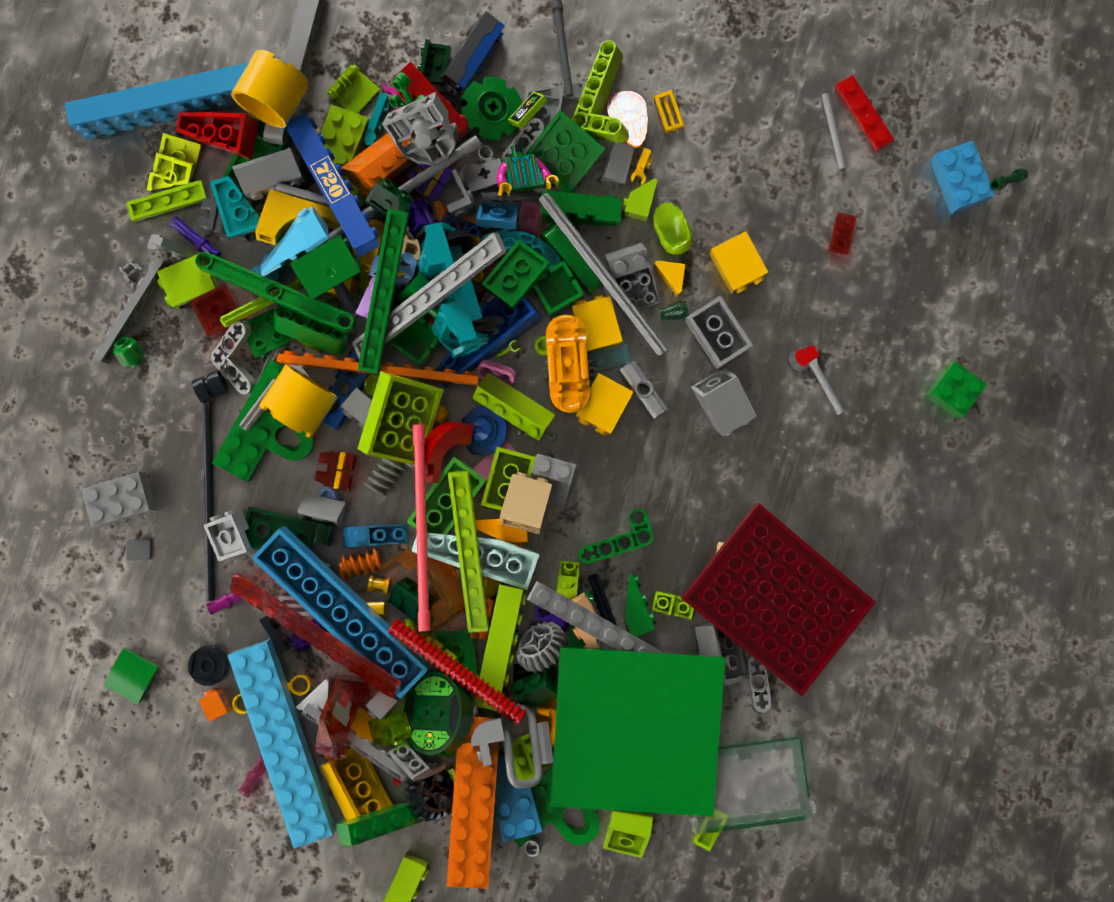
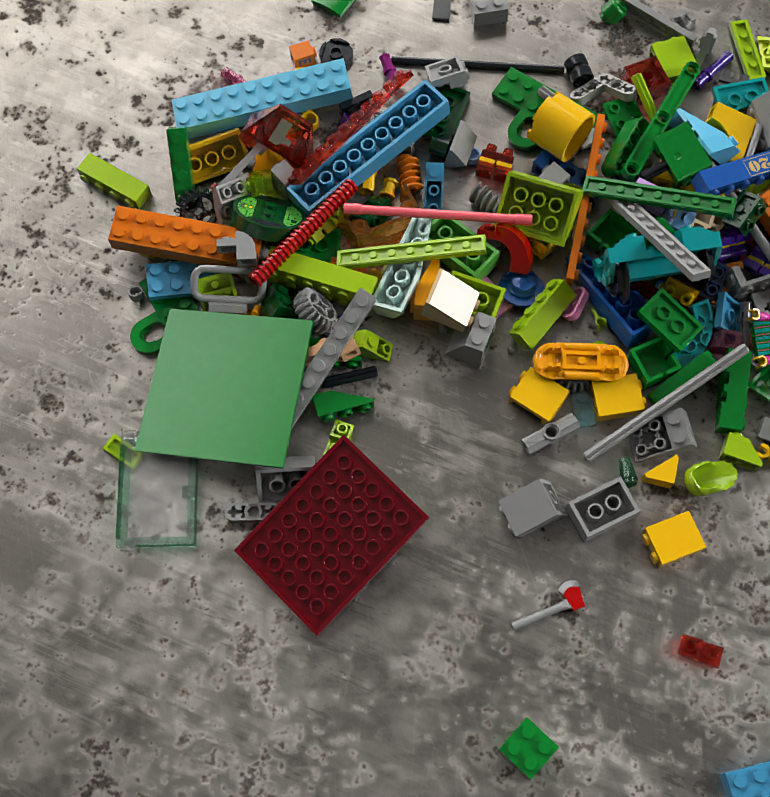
camera: 90 degrees right, 15 degrees down
(628, 832) = (134, 375): lime slope -> none
(635, 543) = (405, 392): green beam -> none

